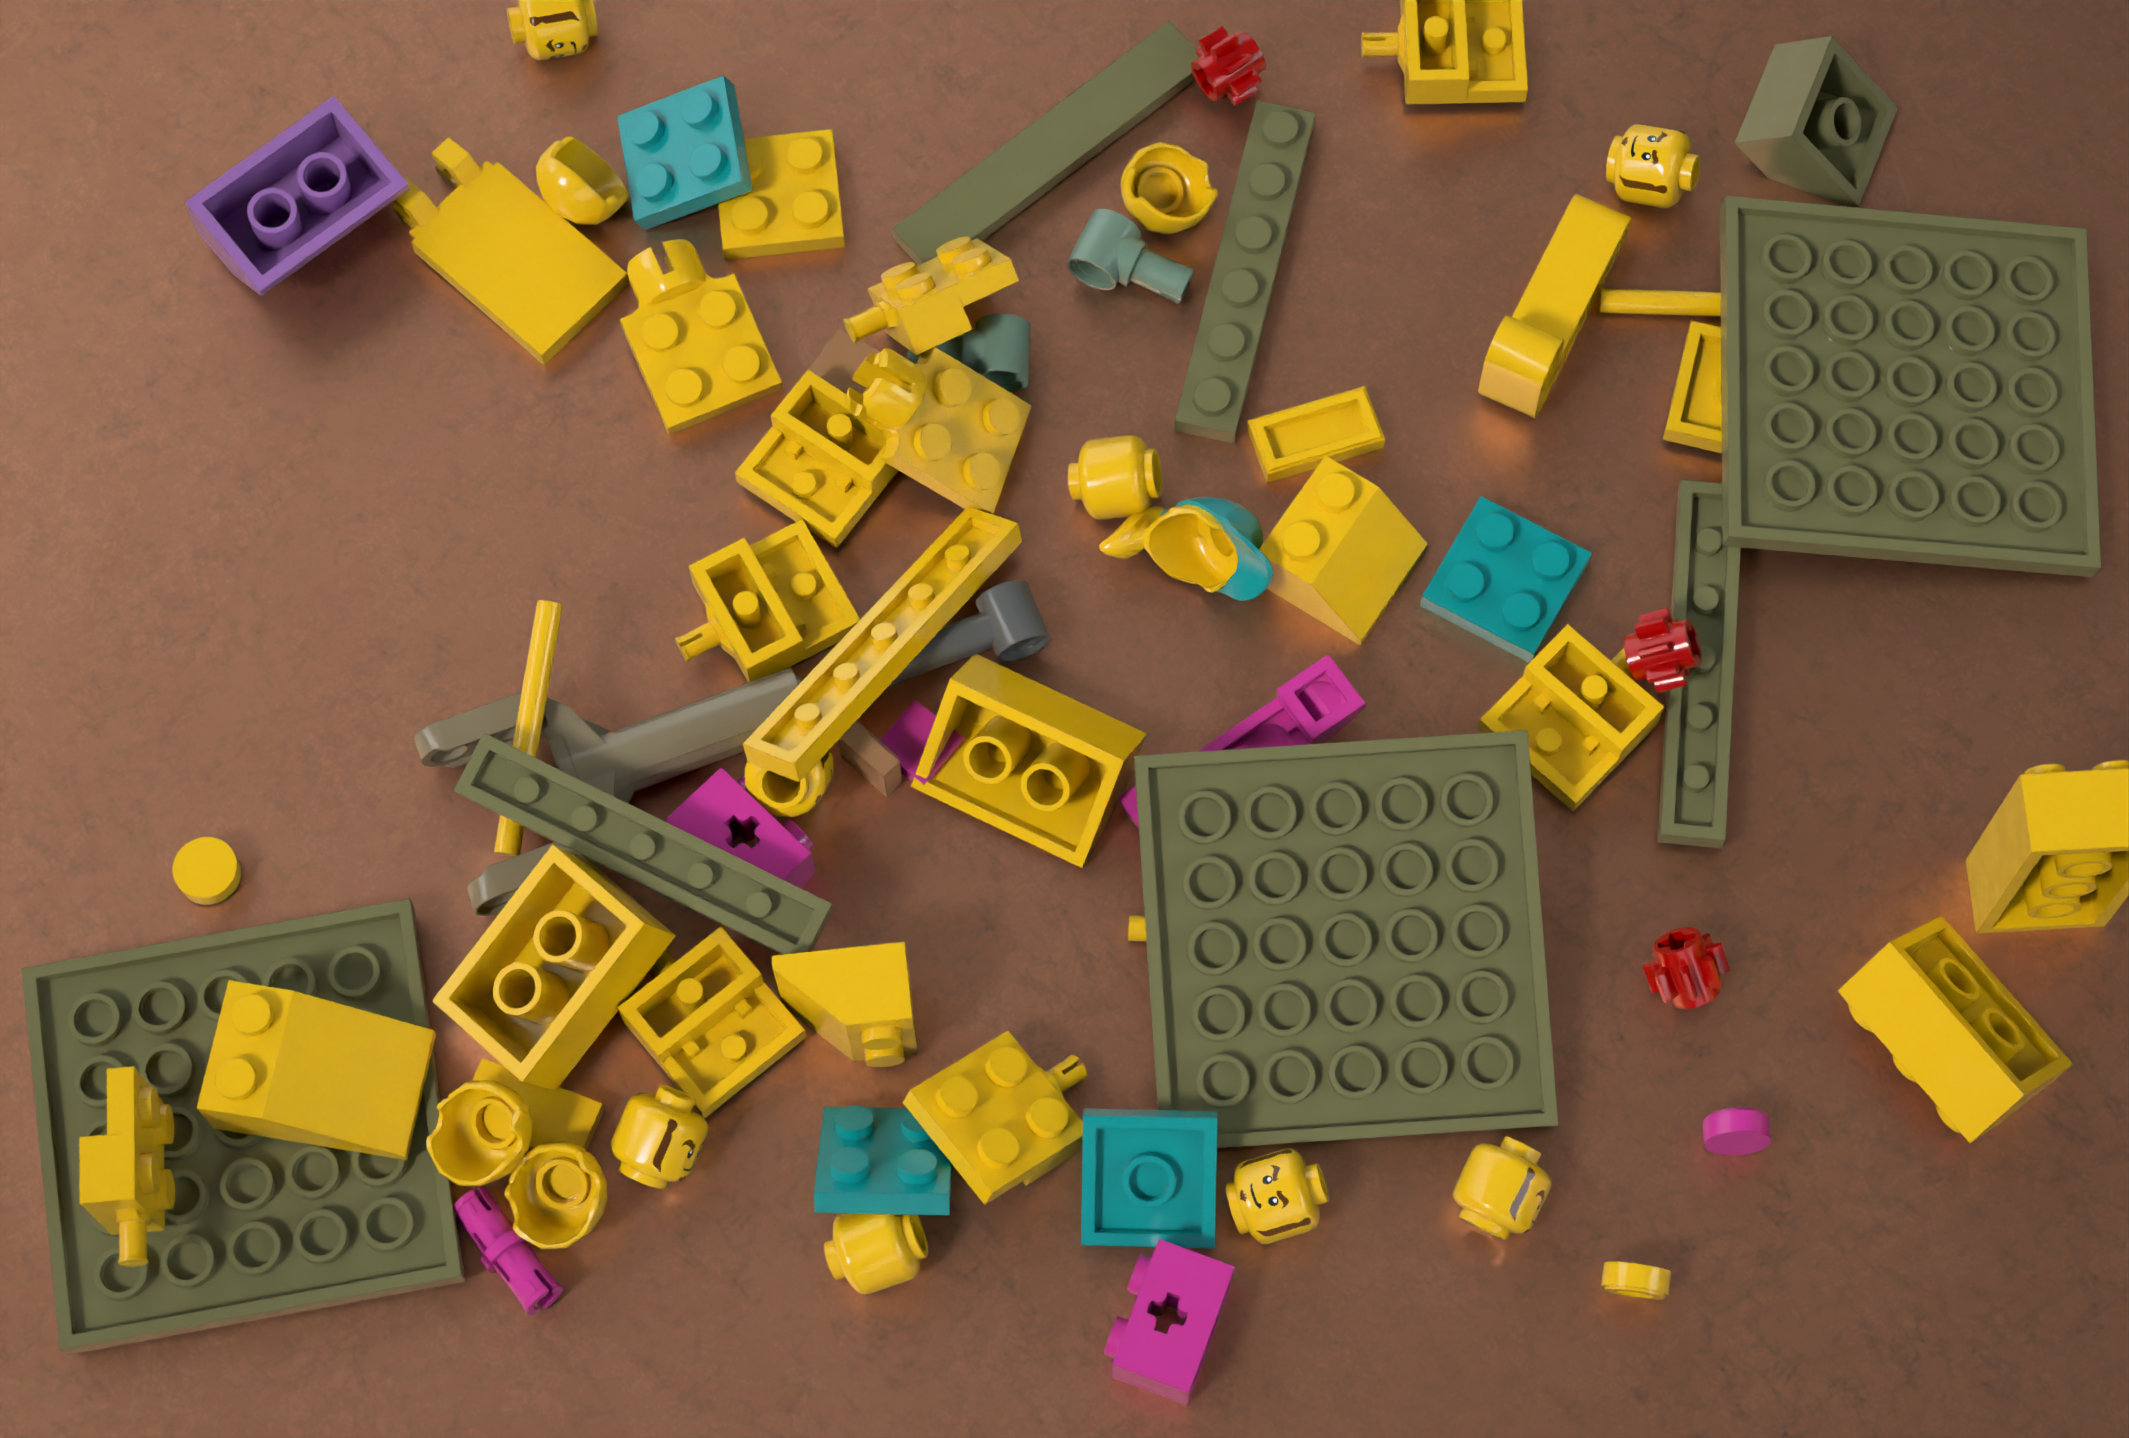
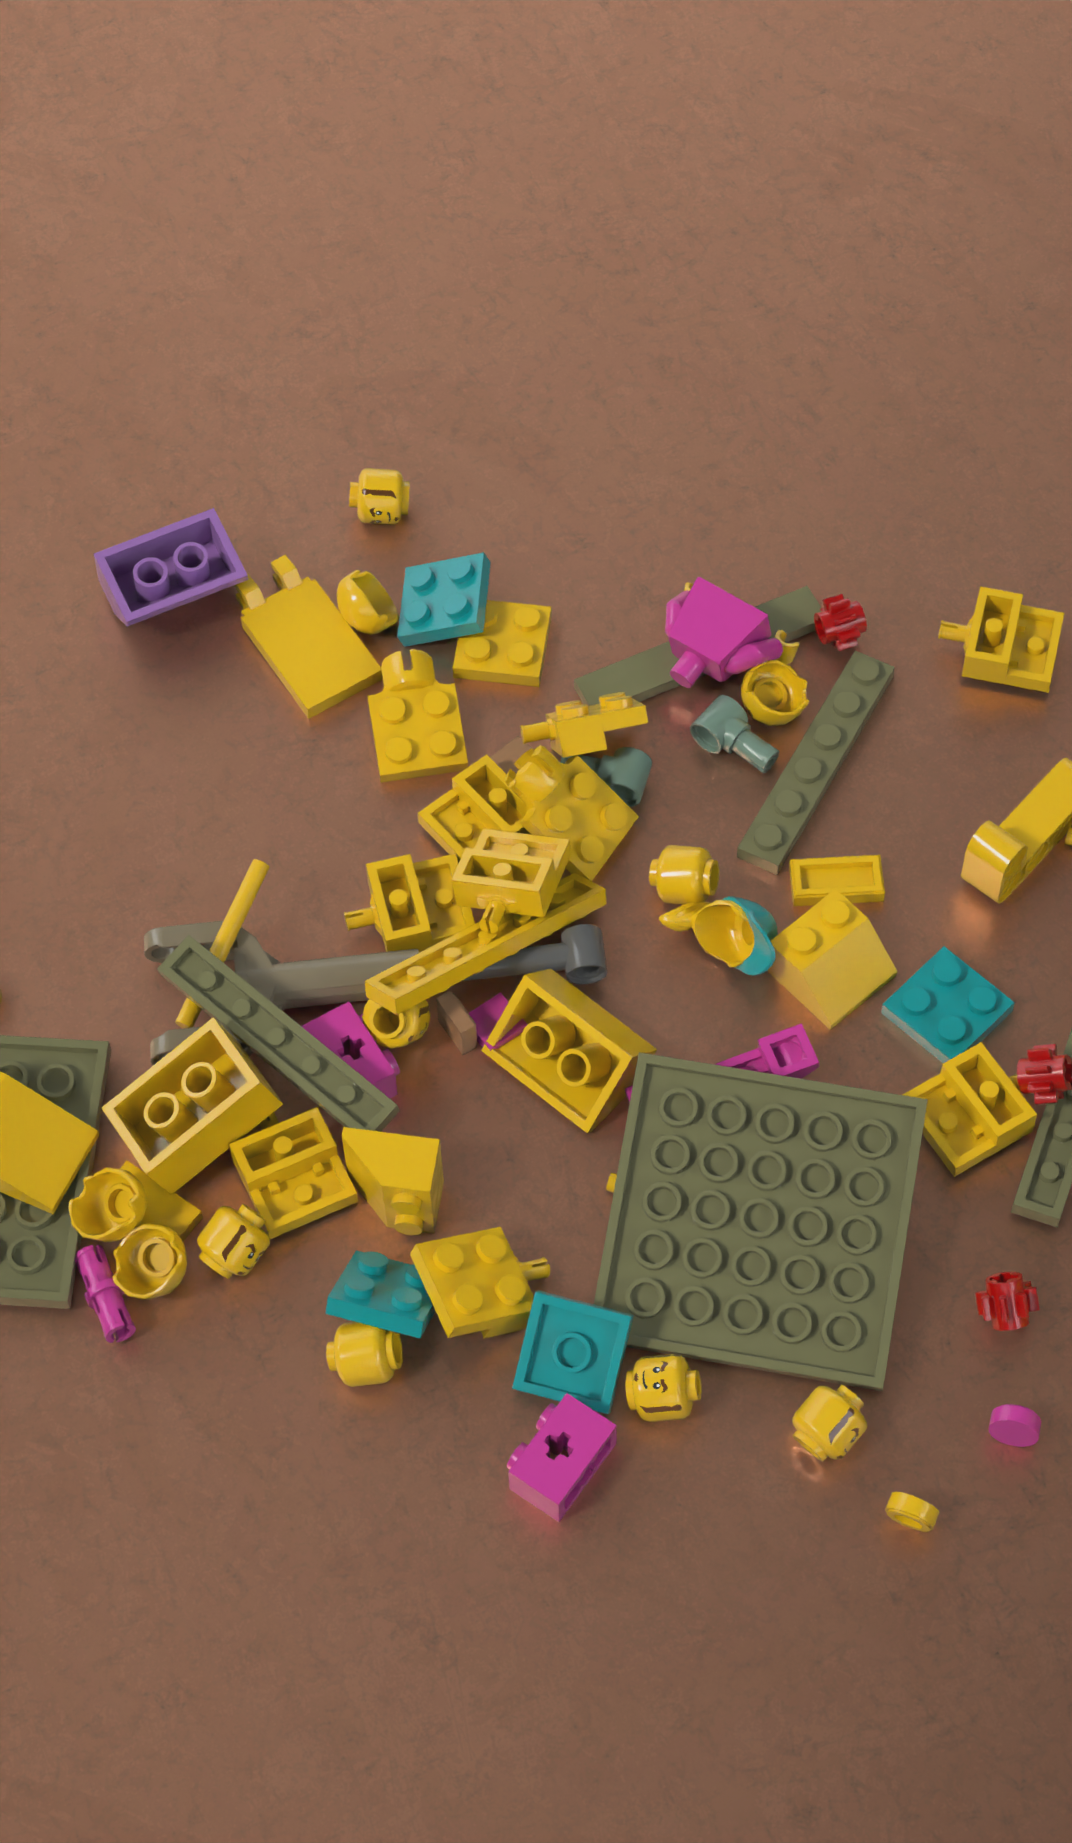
camera: 15 degrees right, 10 degrees down
(890, 538) = (509, 875): none -> yellow plate
(1072, 123) = (719, 634): none -> dark pink torso

